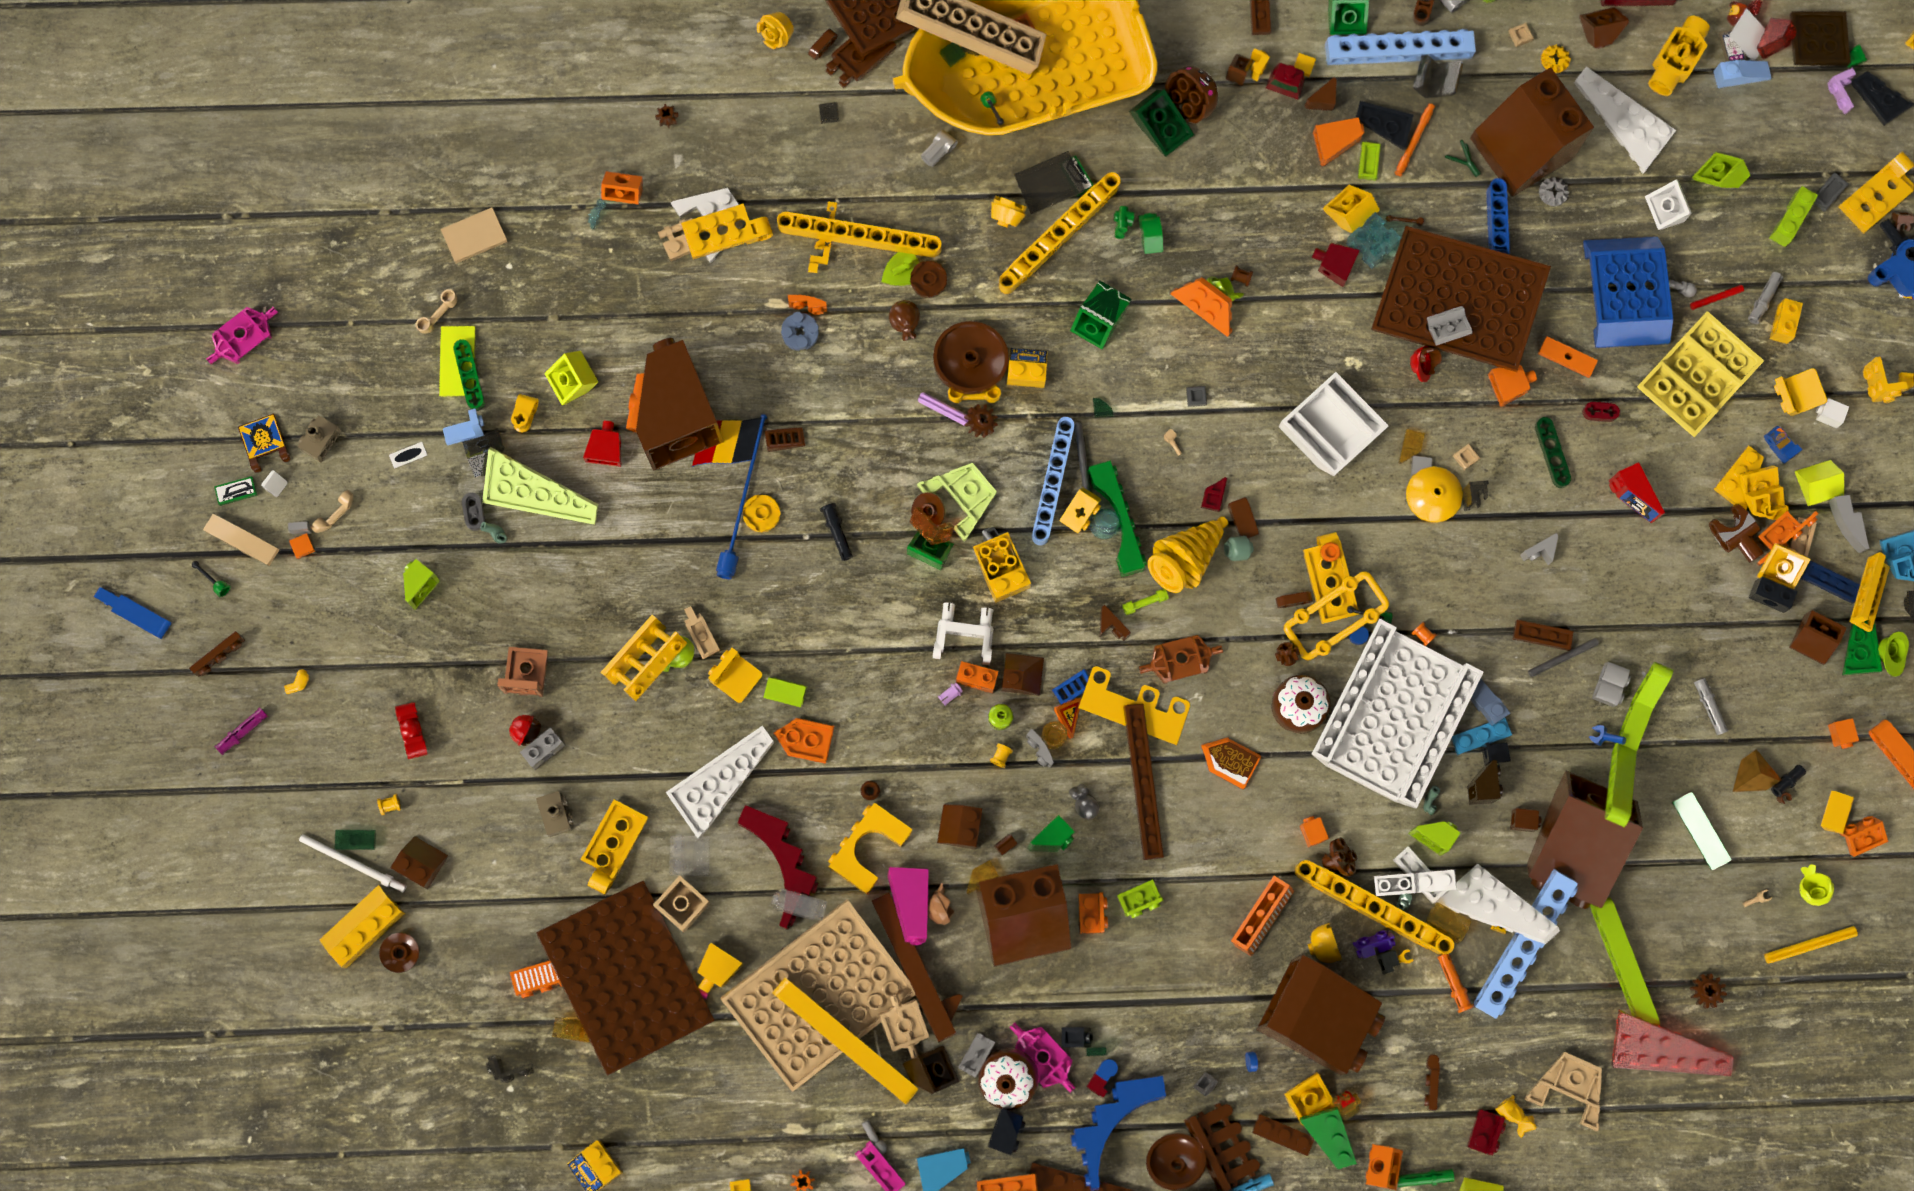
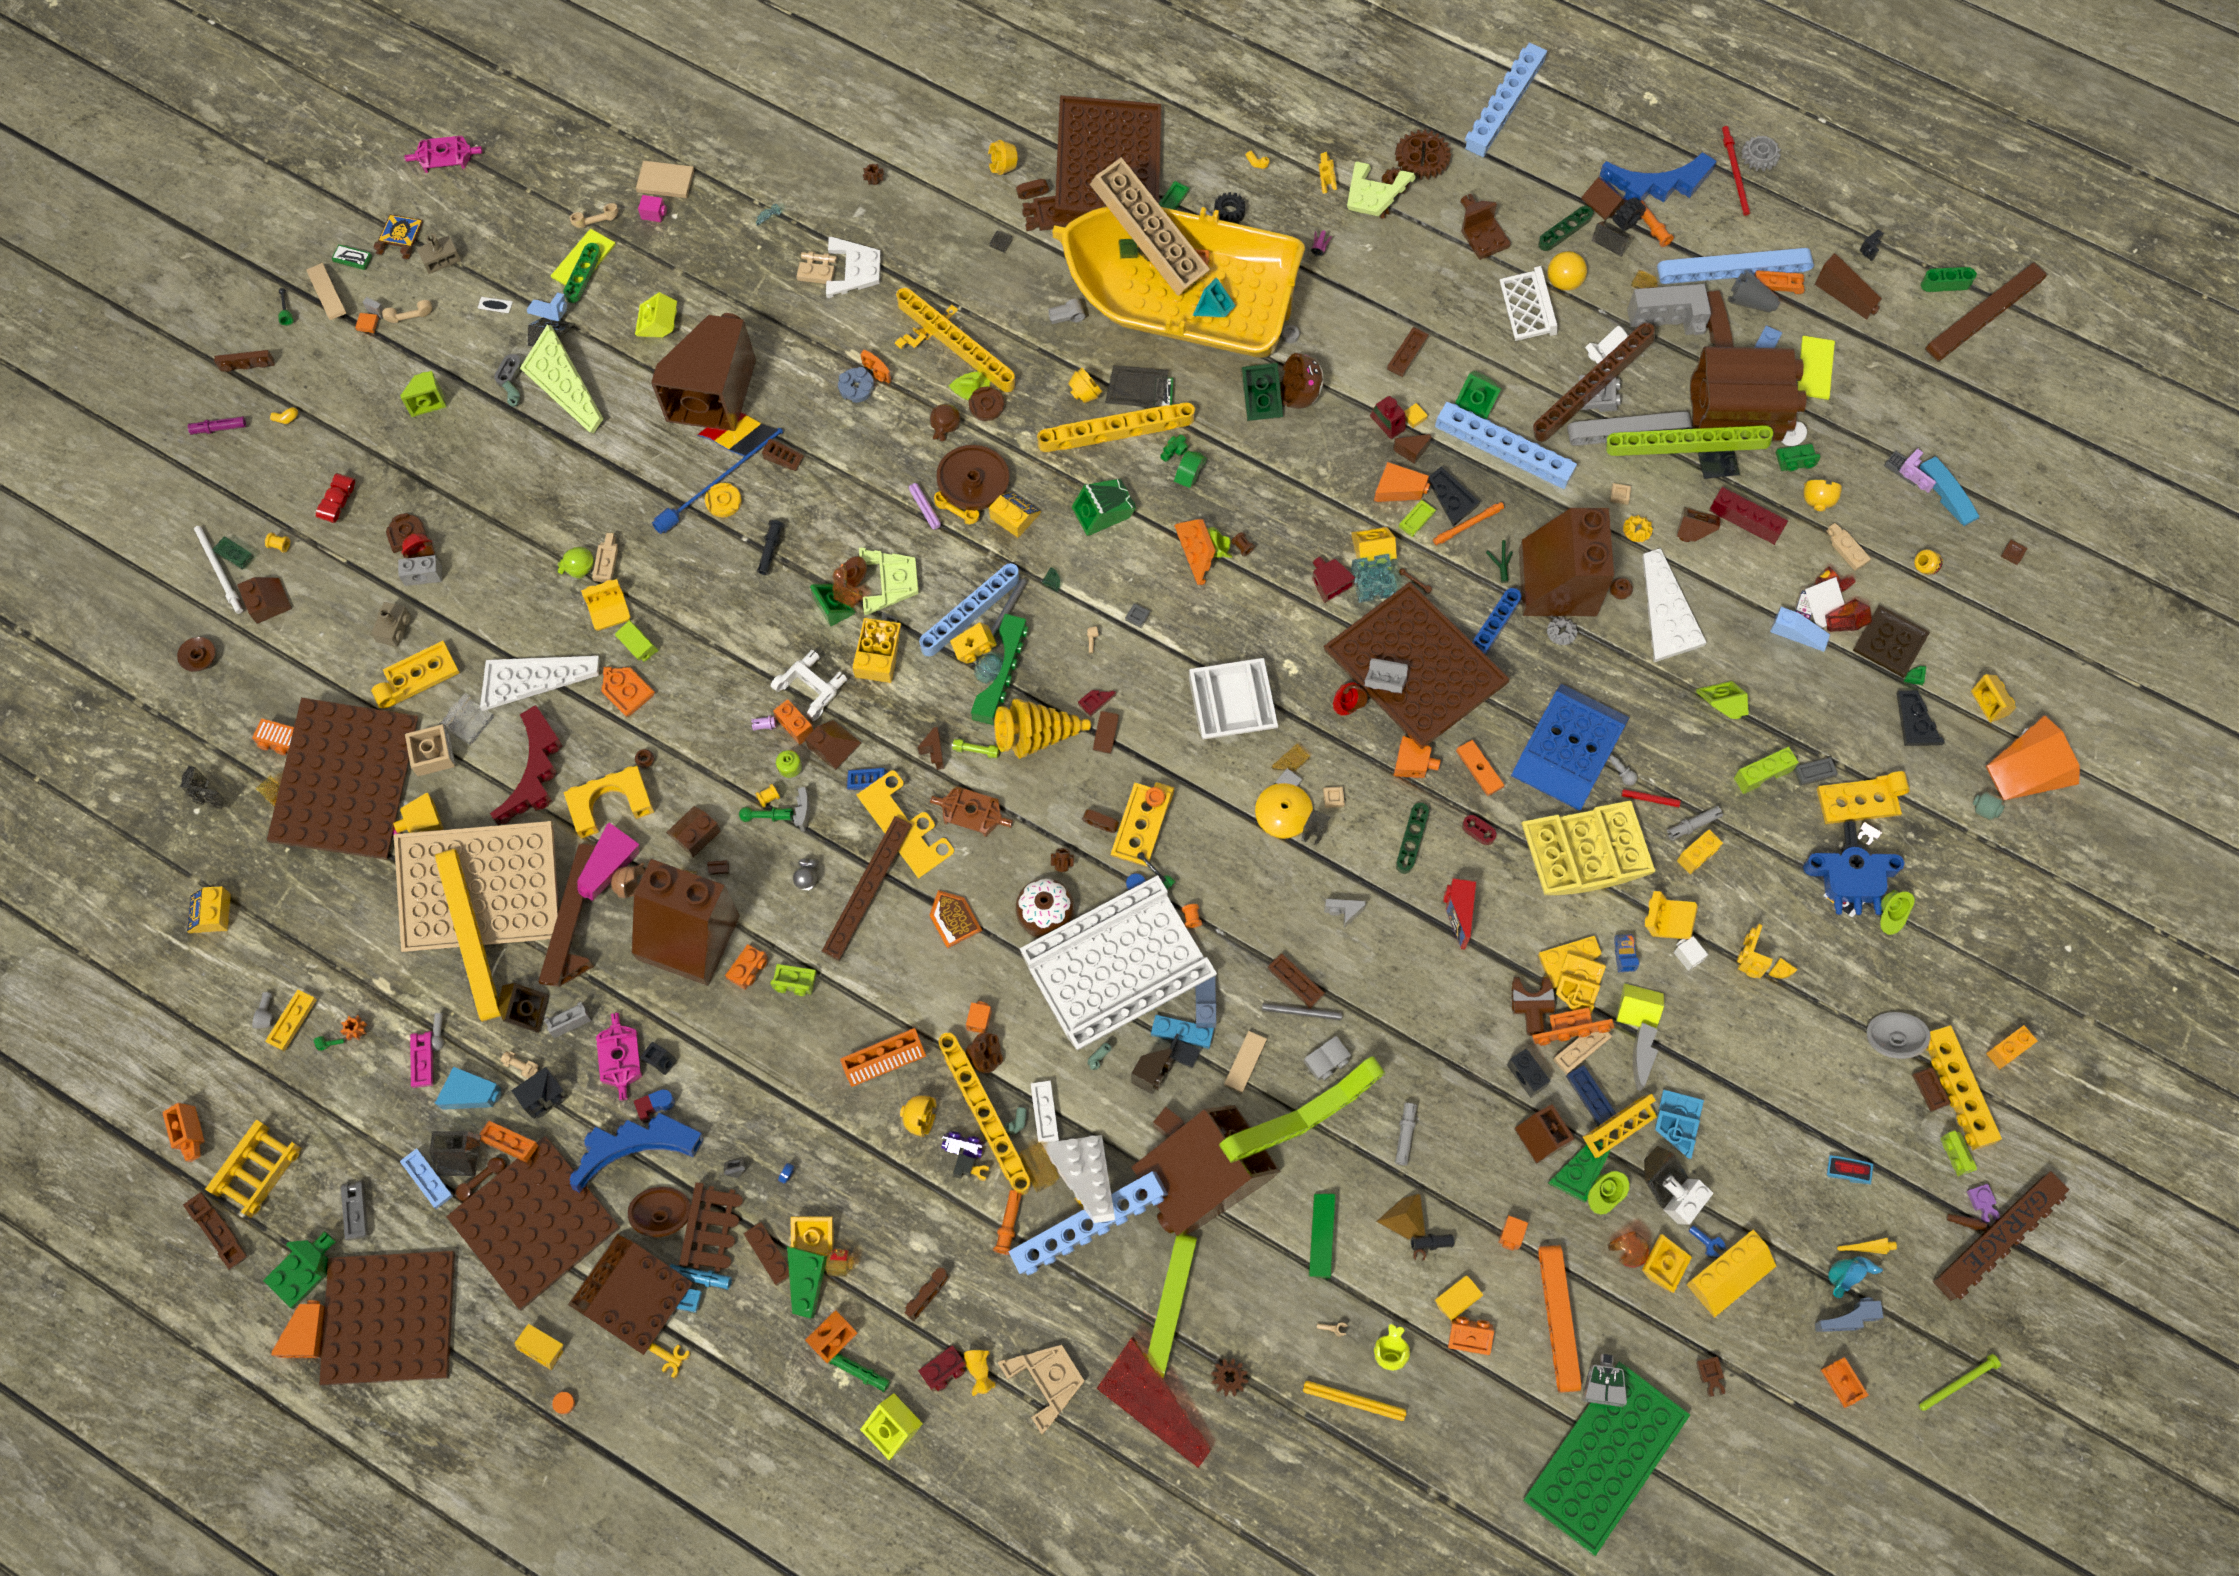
camera: 40 degrees right, 10 degrees down
(134, 613) = (212, 299): blue piece -> none
(274, 483) = (381, 266): white slope -> none
(361, 927) = (185, 620): yellow slope -> none
(486, 272) = (652, 208): none -> dark pink brick
(495, 720) = (402, 527): none -> reddish brown tile
(524, 409) = (602, 320): yellow piece -> none
(524, 683) = (442, 509): nougat bracket -> none
(604, 446) = (638, 380): red torso -> none
(621, 187) = (798, 204): orange brick -> none
(634, 649) = (545, 547): yellow fence -> none
(754, 231) = (873, 291): yellow hinge -> none
(799, 905) = (511, 801): clear window -> none
(903, 1025) = (526, 954): tan plate -> none
(974, 417) = (941, 535): reddish brown gear -> none
(976, 1118) = (528, 1069): none -> tan bar
(990, 104) = (1129, 298): hinge -> none
(993, 782) = (747, 814): none -> green pin
(1013, 1067) = (575, 1053): cylinder -> none
(1053, 837) = (753, 878): green slope -> none
(1054, 735) = (820, 804): clear yellow wheel -> none
(1068, 61) = (1214, 301): none -> teal slope
(1068, 715) = (843, 797): piece -> none
(1090, 1052) = (664, 1079): clear green tile -> none
(1238, 548) = (1083, 752): sand green head -> none
(1239, 69) = (1355, 387): reddish brown slope -> none
(1261, 61) = (1375, 394): yellow bracket -> none
(1322, 1016) = (866, 1167): reddish brown slope -> none
(1348, 584) = (1153, 869): yellow bar -> none
(1415, 882) = (1031, 1112): white slope -> none
(1436, 836) = (1080, 1085): lime slope -> none
(1437, 78) = (1518, 484): clear smoke bracket -> none
(1547, 729) = (1245, 1062): none -> tan tile
(1604, 736) = (1290, 1098): blue bar -> none
(1668, 205) = (1656, 698): white slope -> none
(1679, 55) = (1749, 583): yellow brick -> none
(1784, 566) = (1553, 1052): yellow slope -> none
(1836, 87) = (1889, 685): lavender bracket -> none

